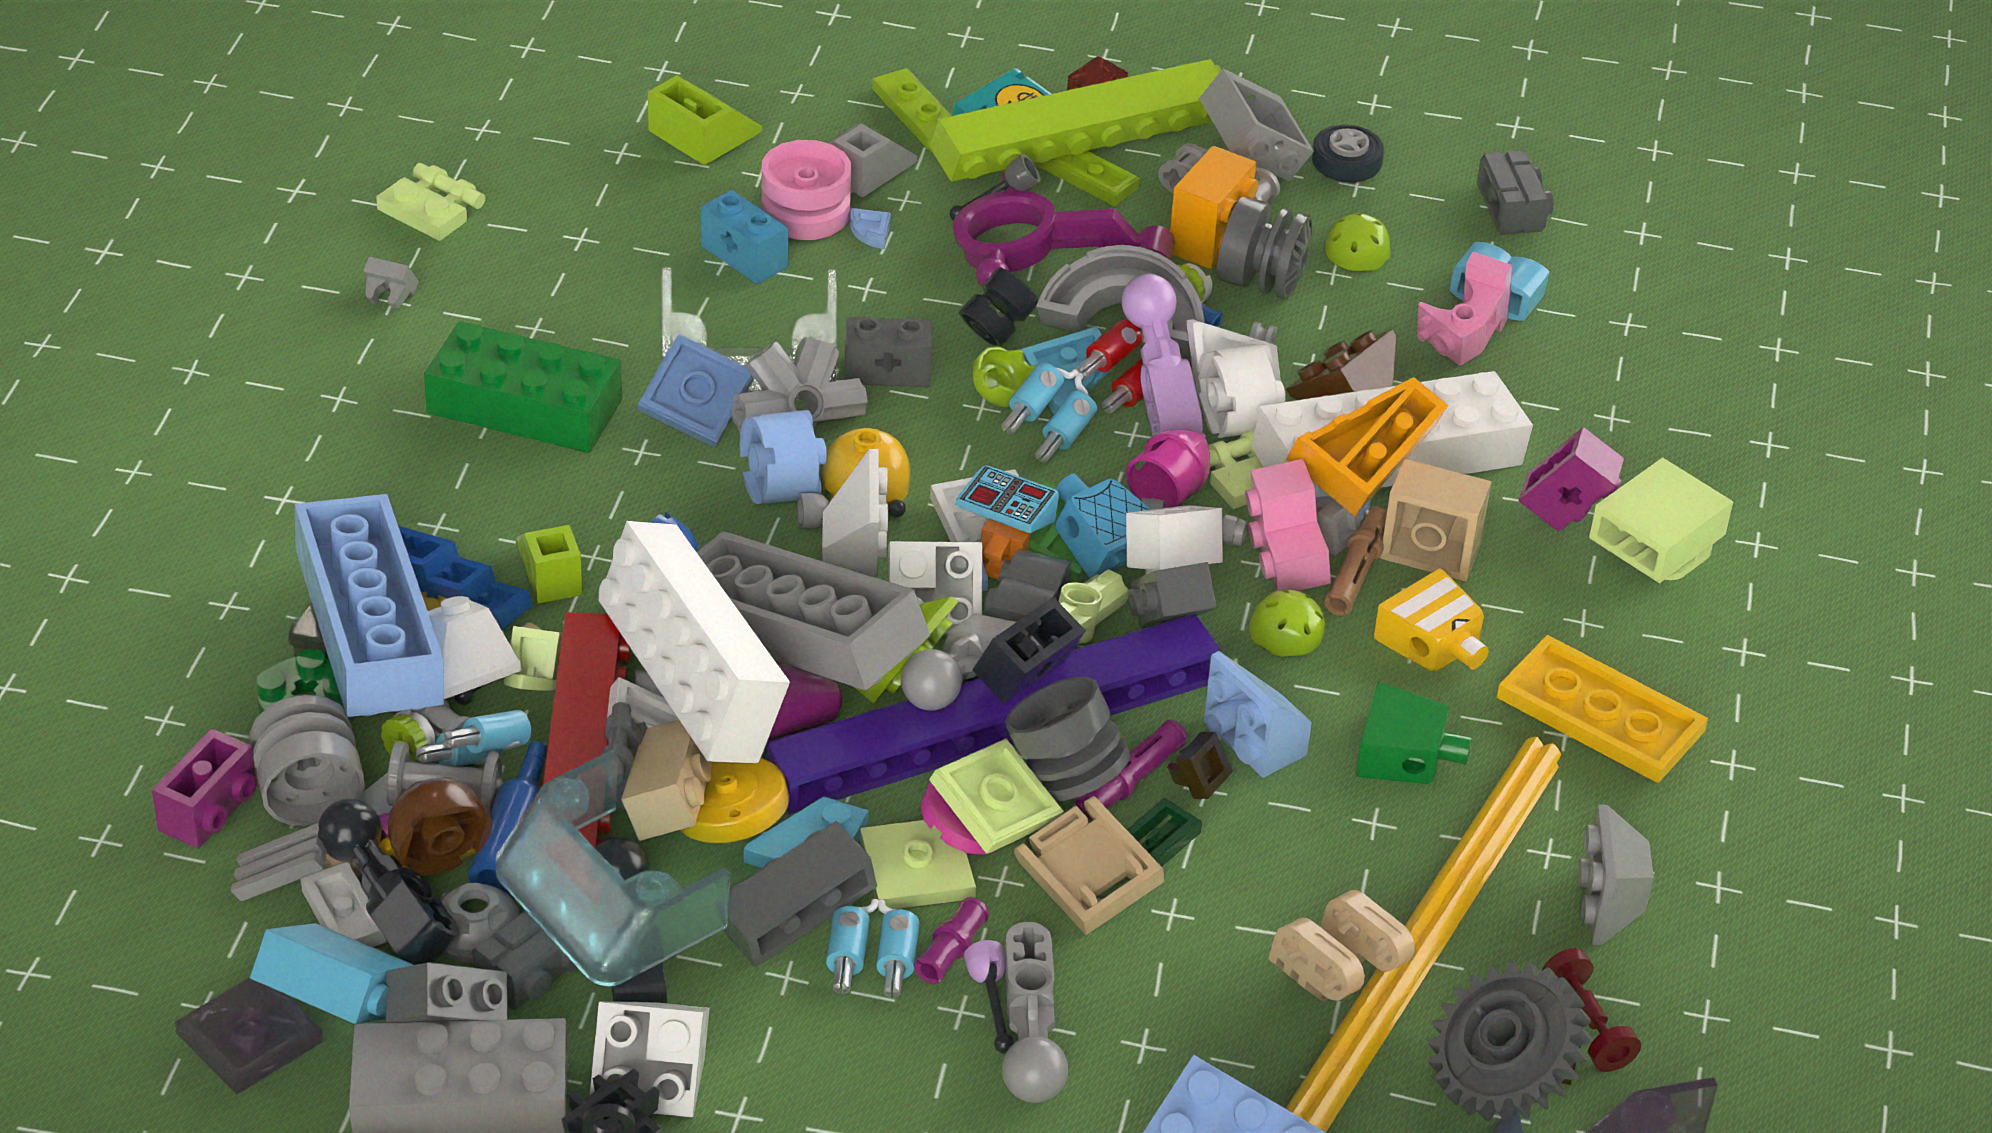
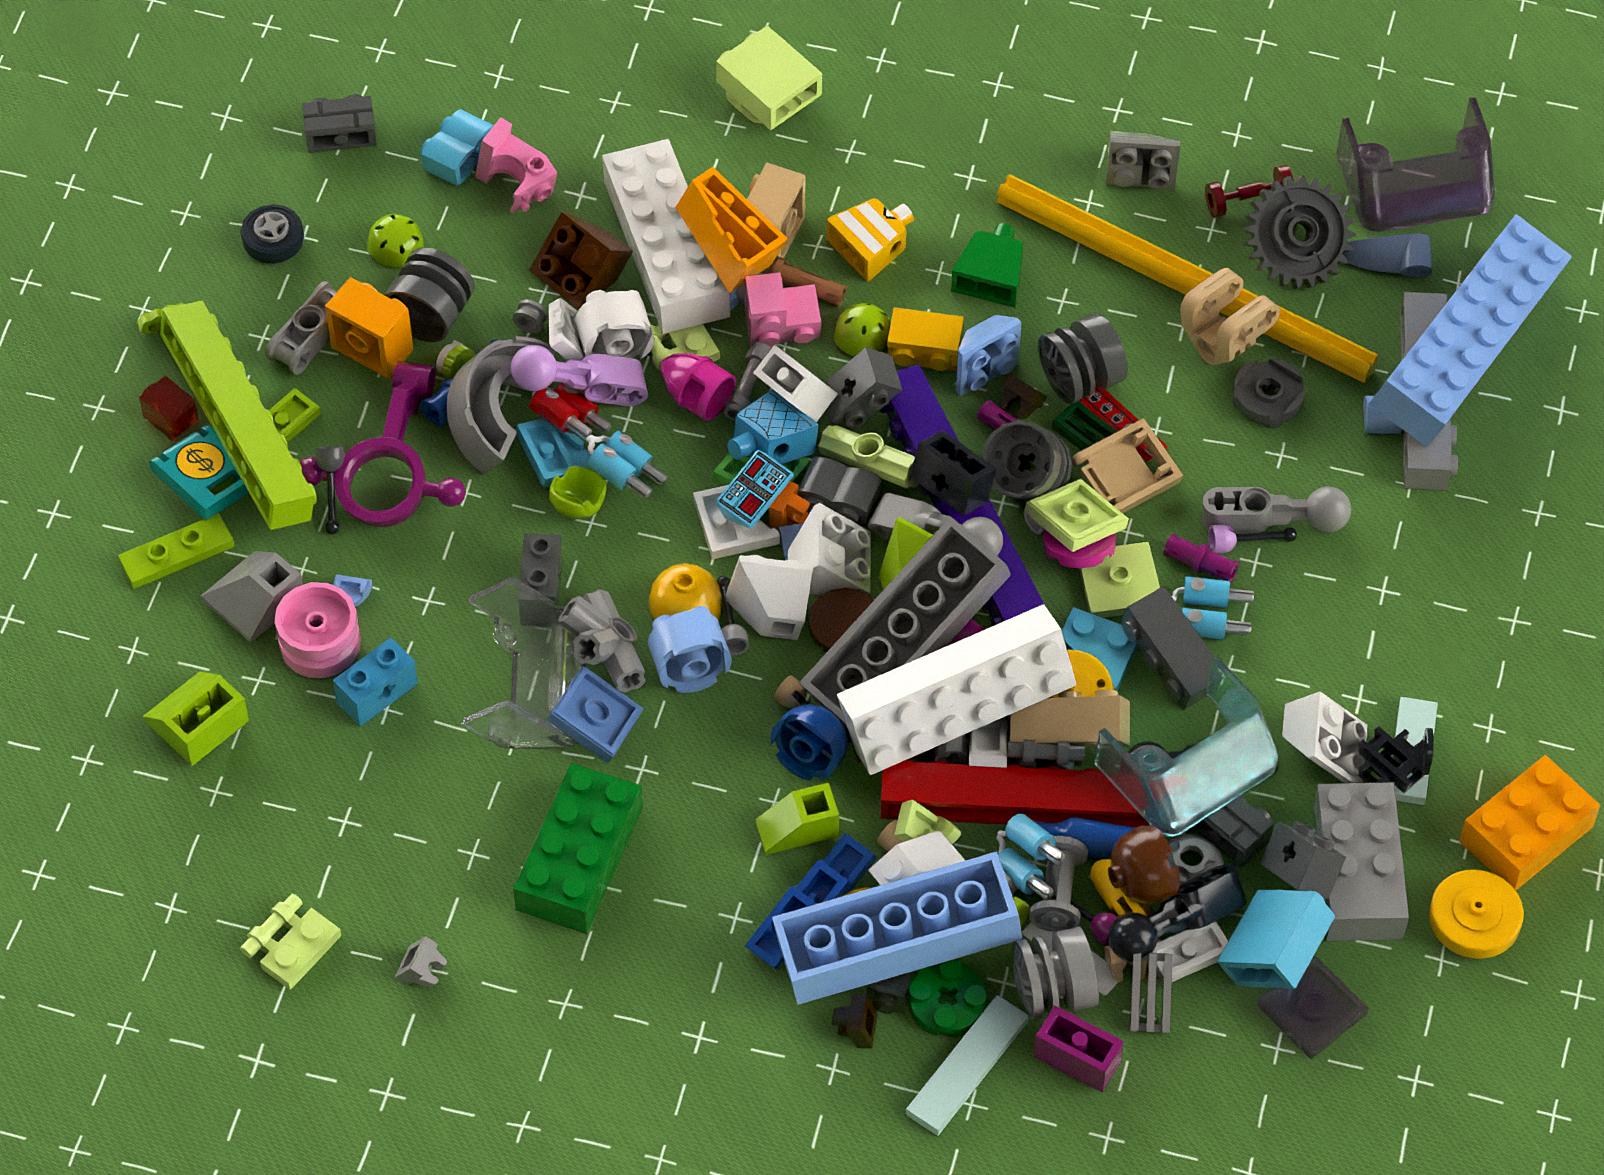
camera: 85 degrees left, 15 degrees up
(191, 698) = (967, 1065): none -> light aqua tile
(273, 608) = (857, 1021): none -> dark brown tile
(1009, 297) = (496, 489): black wheel -> none
(1183, 877) = (1114, 414): none -> red sticker
(1235, 1045) = (1263, 408): none -> dark grey plate
(1251, 804) = (1082, 357): none -> dark grey wheel
(1256, 127) = (255, 286): light grey window -> none
(1278, 658) = (925, 339): none -> yellow brick
(1571, 480) = (732, 123): magenta brick -> none
(1602, 708) = (955, 147): yellow plate -> none

